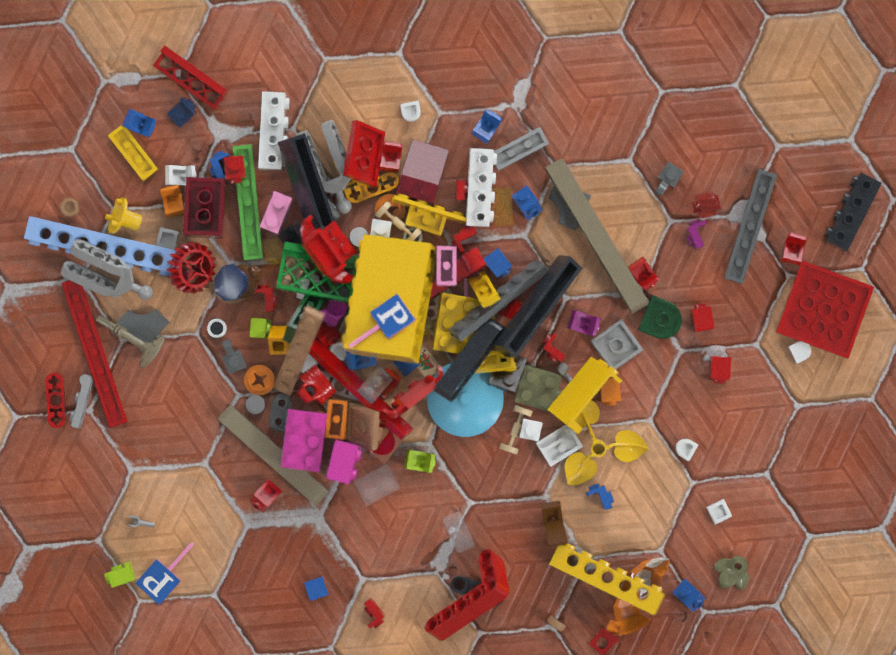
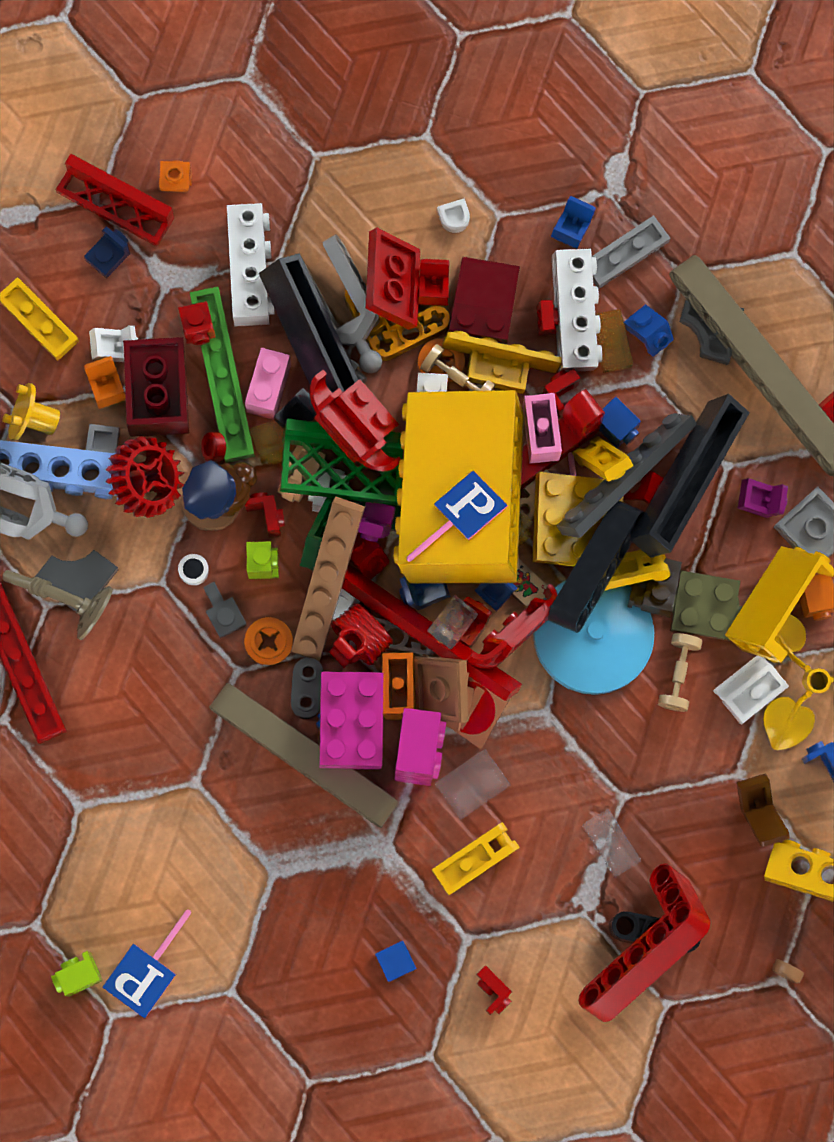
camera: 10 degrees left, 10 degrees down
(137, 521) = (97, 887): light grey hand -> none
(139, 123) = (42, 273): blue bracket -> none
(217, 171) = (166, 318): blue bracket -> none
(230, 67) = (175, 176): none -> orange bracket
(237, 251) = (213, 446): none -> red tile
(255, 404) = (266, 680): light grey tile -> none
(265, 496) = (297, 822): red bracket -> none
(275, 341) = (291, 576): light orange brick -> none
(338, 350) = (389, 581): white tile -> none
(356, 235) = (394, 405): white tile -> none
(372, 532) = (474, 859): none -> yellow plate
(419, 461) = (535, 738): lime bracket -> none
(530, 430) = (703, 669): white brick -> none
(553, 353) = (721, 547): red bracket -> none
(563, 369) = (739, 572): light grey hand -> none

